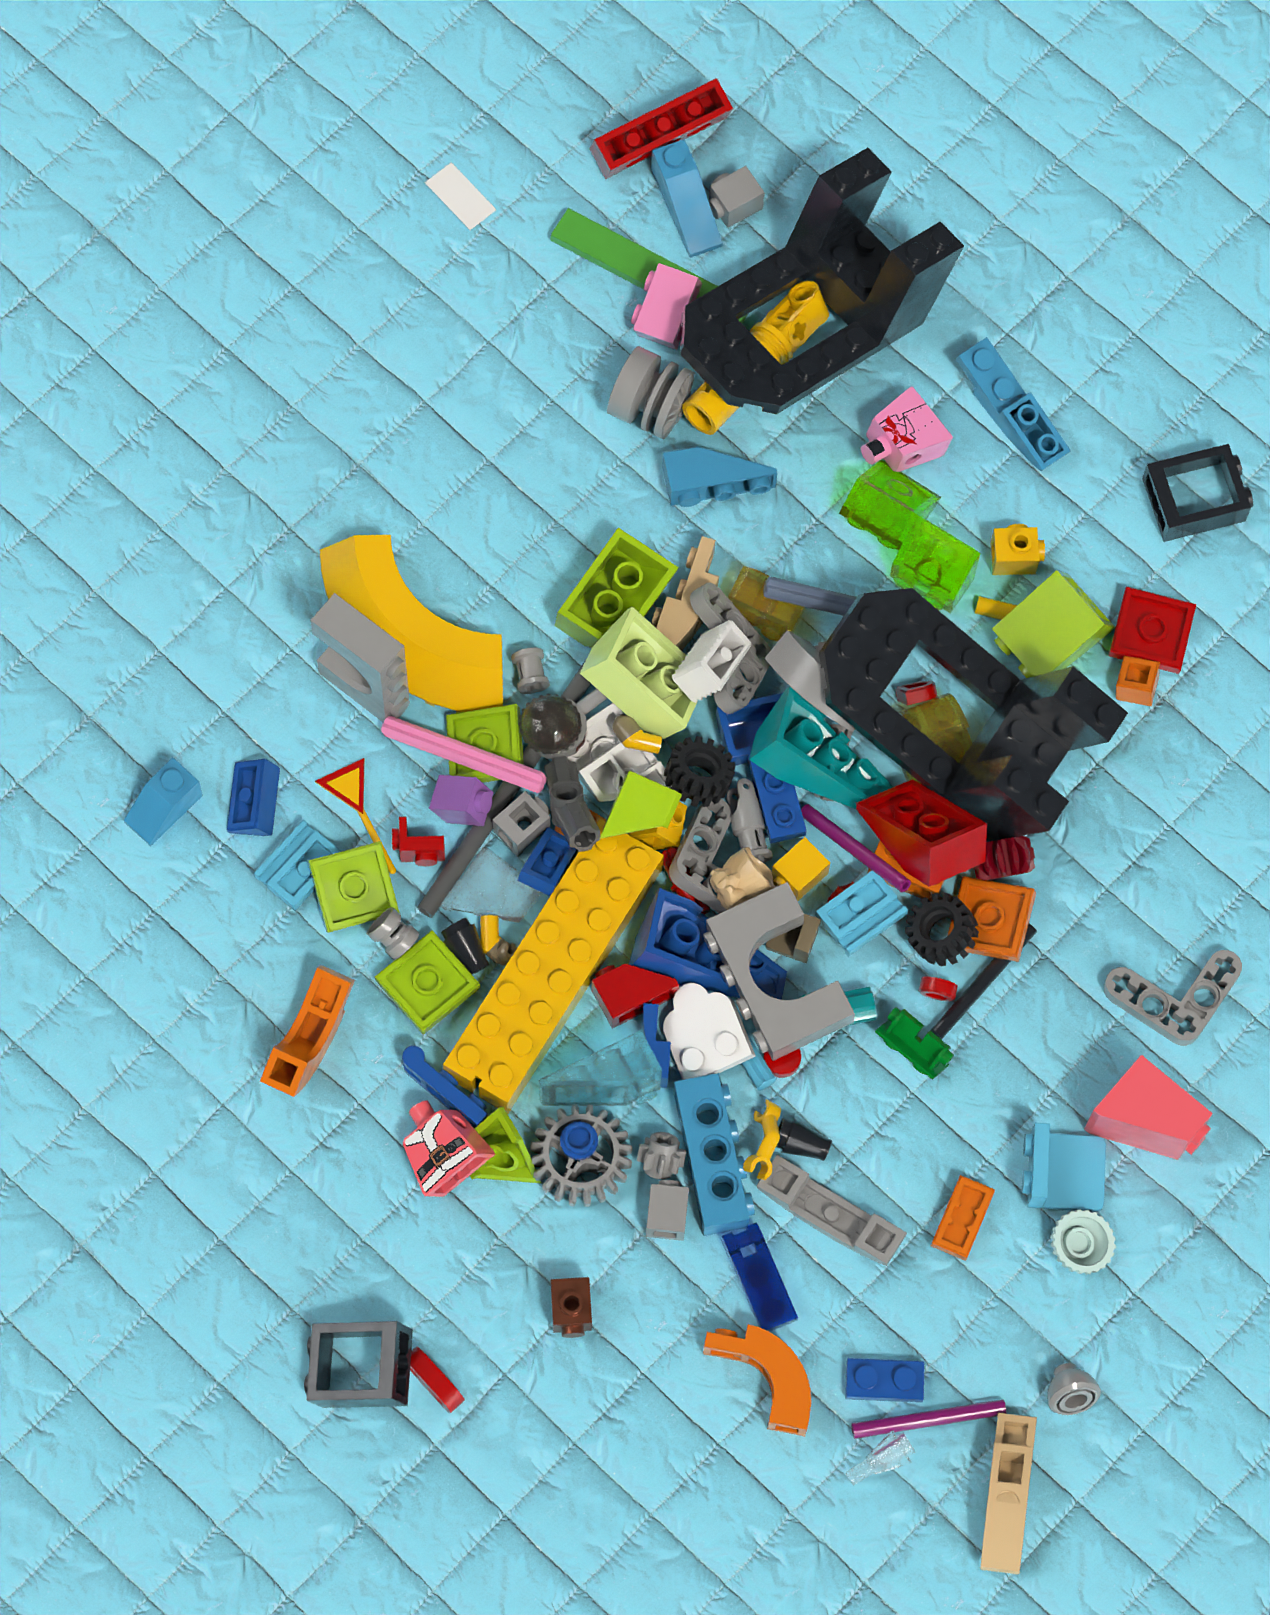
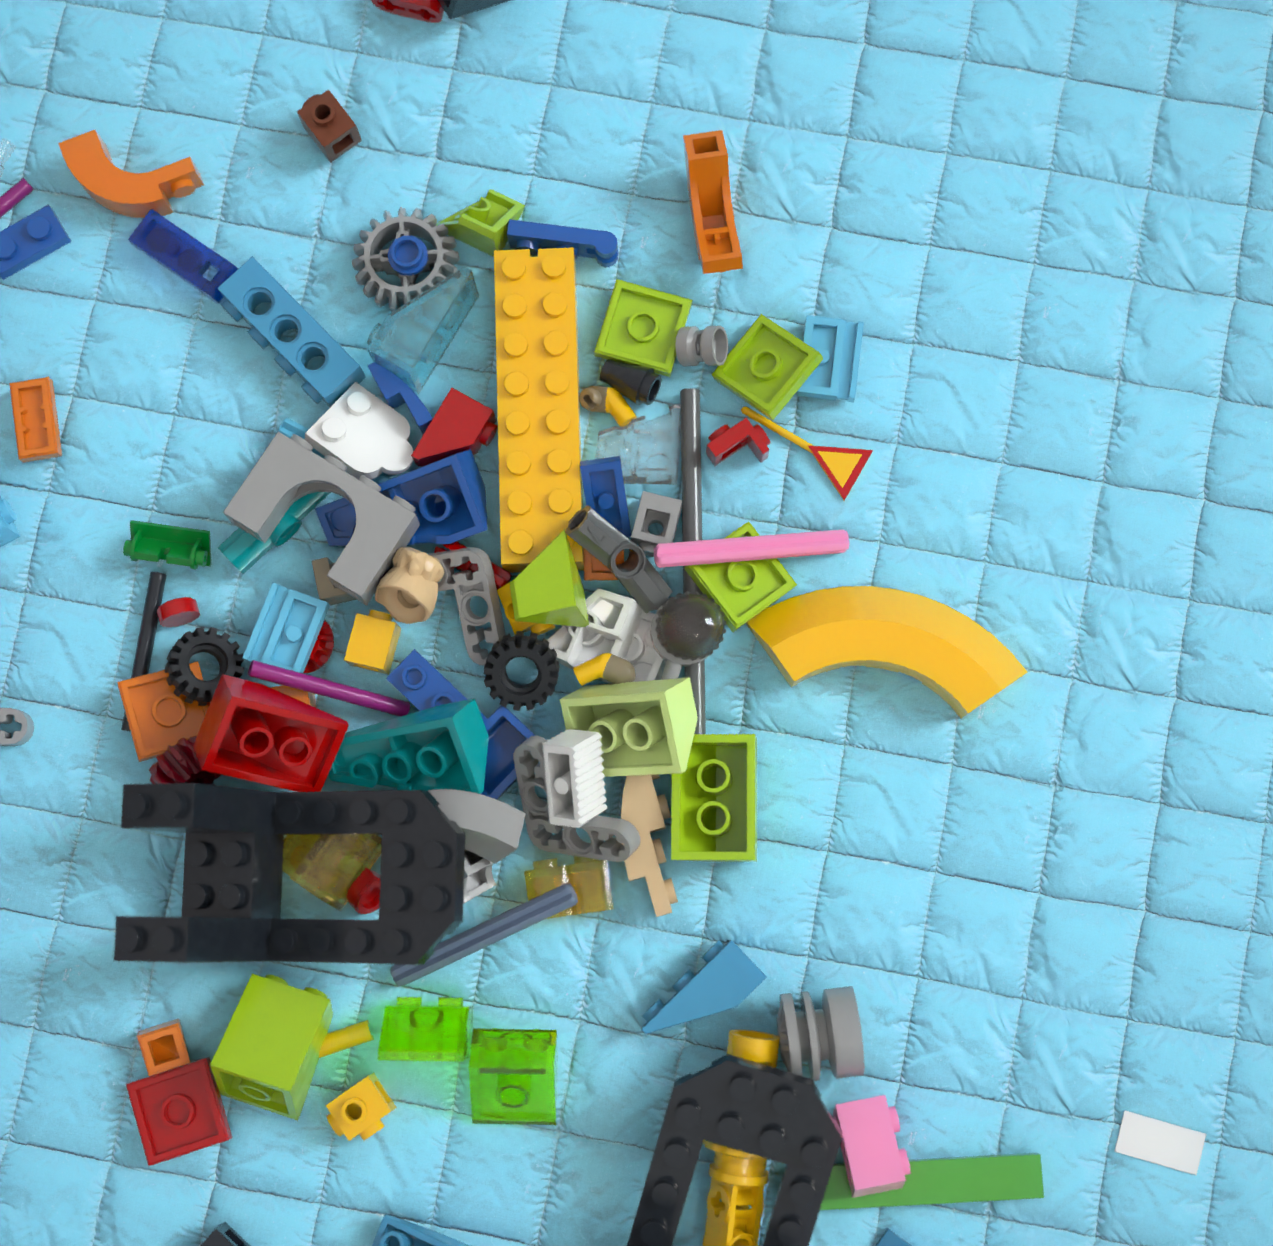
camera: 155 degrees right, 10 degrees up
(163, 801) = (991, 339): dark azure slope -> none
(253, 798) = (915, 397): blue slope -> none
(361, 659) = (903, 552): light grey arch -> none
(443, 1149) = (526, 184): coral torso -> none
(461, 800) = (724, 505): medium lavender brick -> none
(530, 670) = (748, 676): light grey bush -> none
(661, 1155) = (333, 302): light grey gear -> none
(667, 1210) = (299, 260): light grey brick -> none
(748, 820) = (448, 657): light grey piece -> none
(769, 1142) = (260, 397): yellow arm -> none
(802, 1140) = (223, 396): black cone -> none
(830, 1213) = (152, 352): light grey slope -> none
(906, 434) = (545, 1163): bright pink torso -> none

